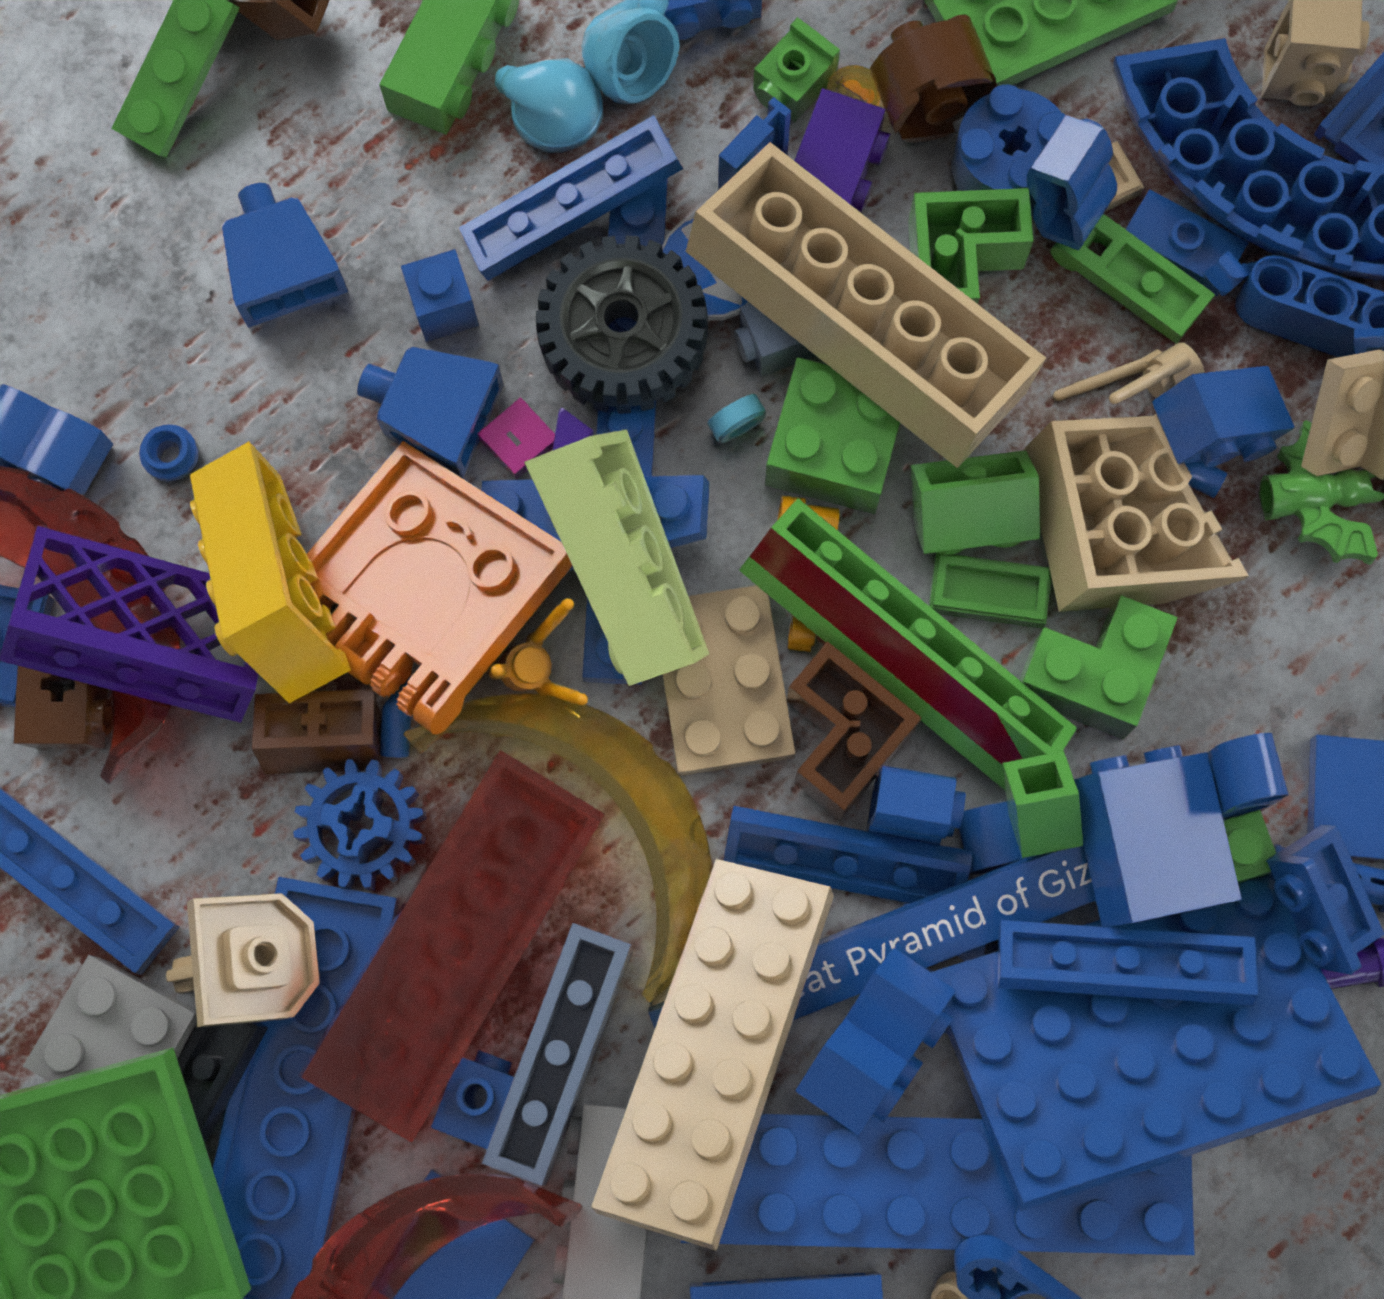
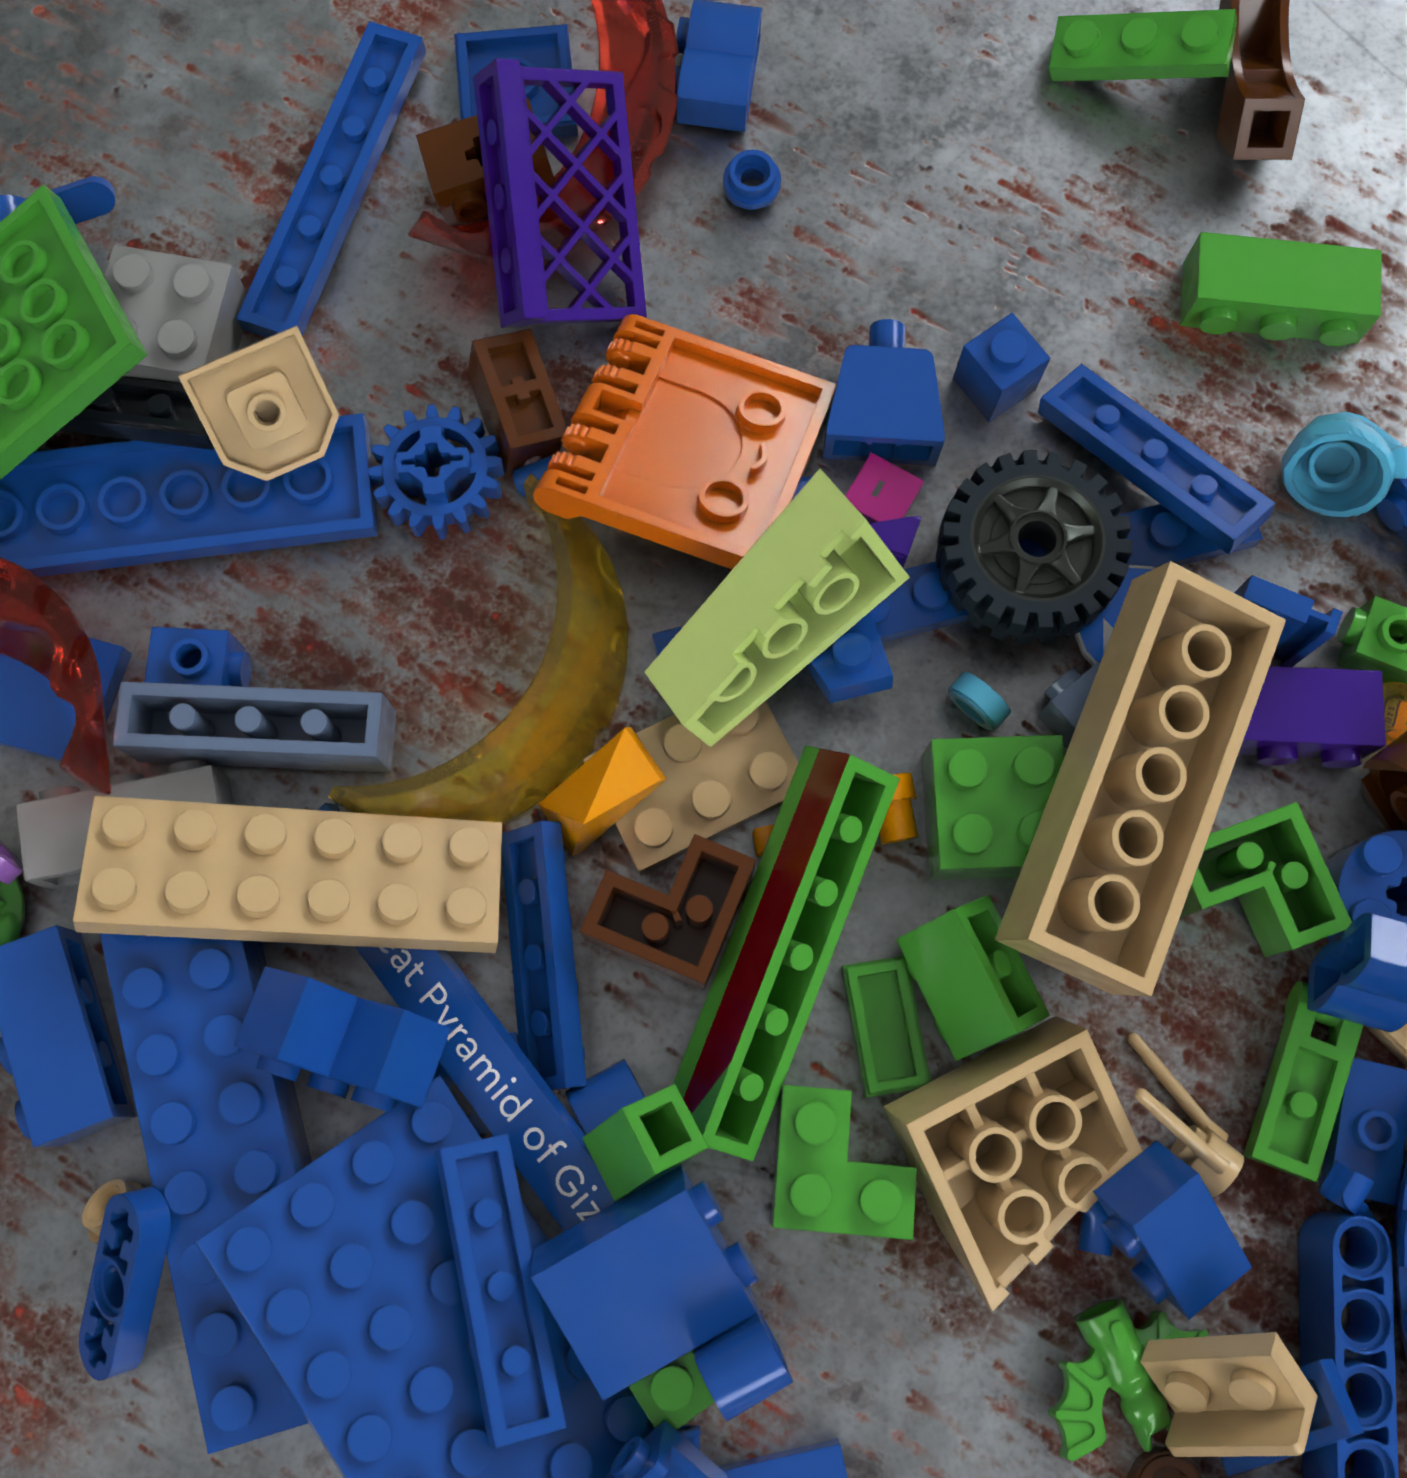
camera: 70 degrees right, 0 degrees up
(262, 575) = (644, 288): yellow wedge -> none
(277, 258) = (982, 206): blue torso -> none
(452, 946) = (327, 584): clear red brick -> none
(529, 665) = (642, 576): light orange plant -> none
(552, 103) = (1253, 410): medium azure piece -> none
(715, 761) = (602, 790): none -> light orange slope
(915, 805) = (609, 1006): blue brick -> none

